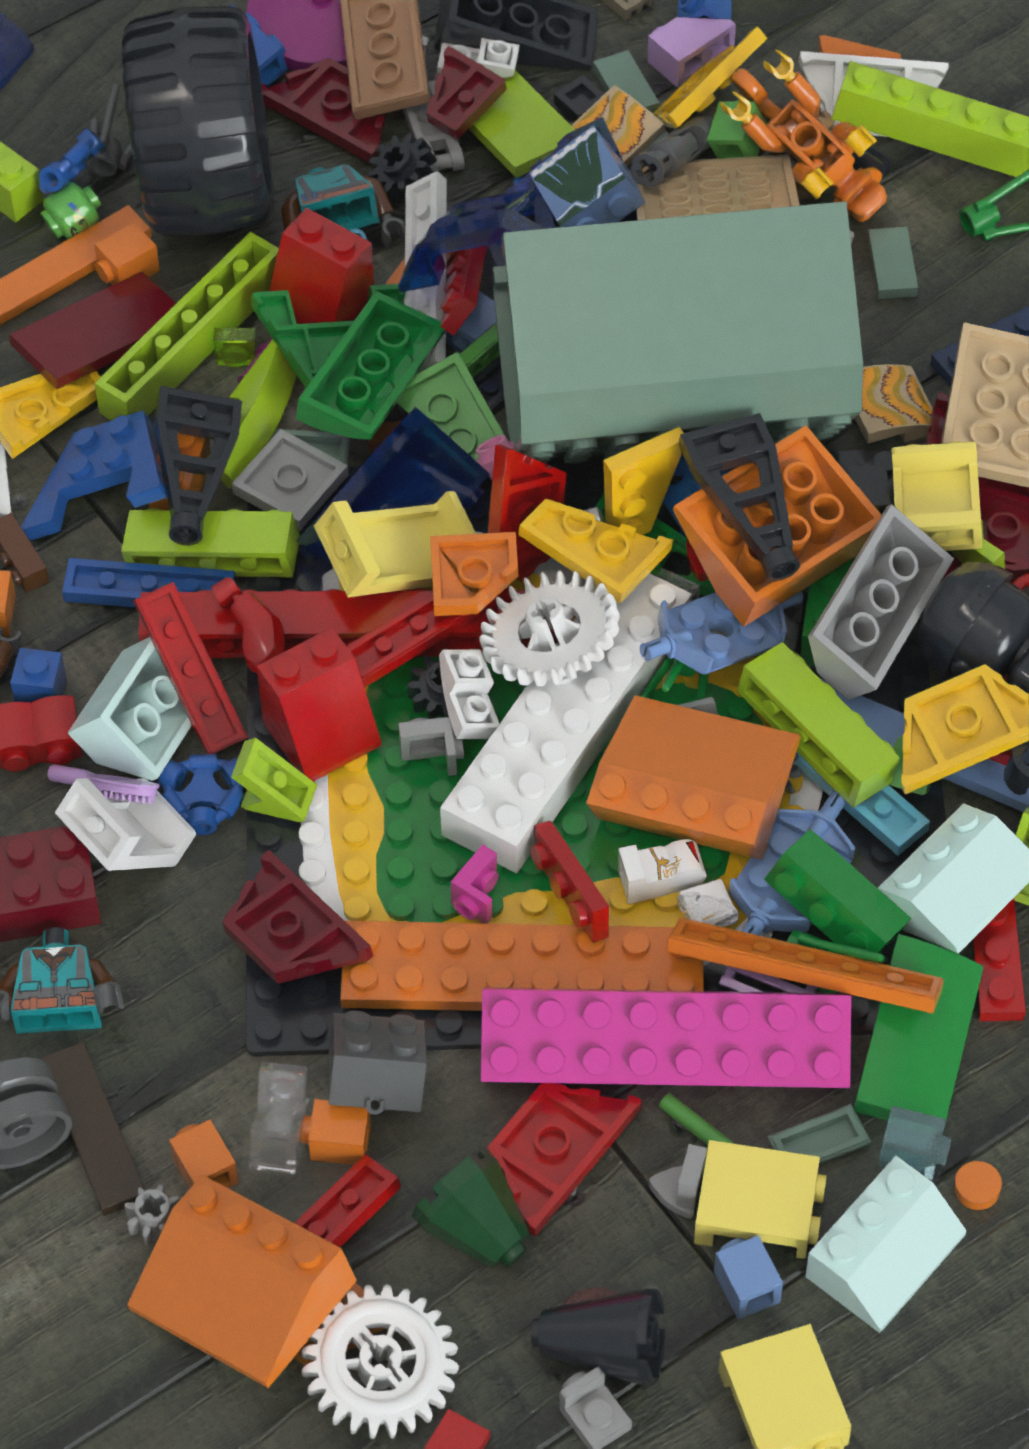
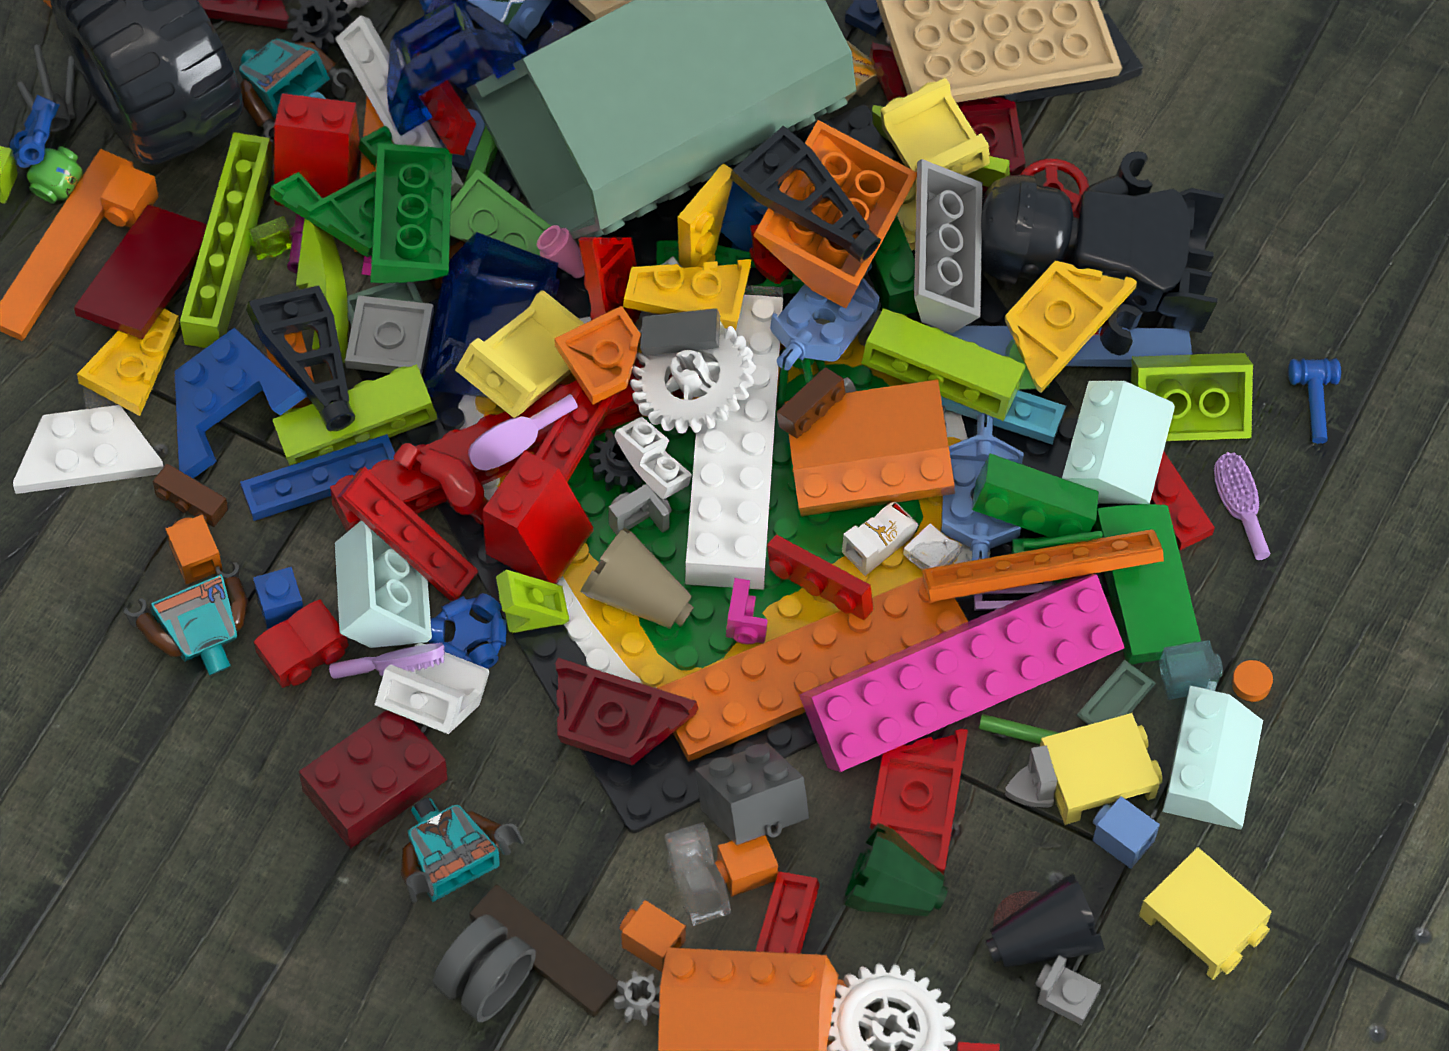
camera: 30 degrees left, 5 degrees up
(342, 613) = (515, 435): none -> lavender piece
(384, 807) = (638, 583): none -> dark tan cone
(557, 579) = (680, 332): none -> dark grey tile
(655, 704) = (811, 402): none -> reddish brown piece

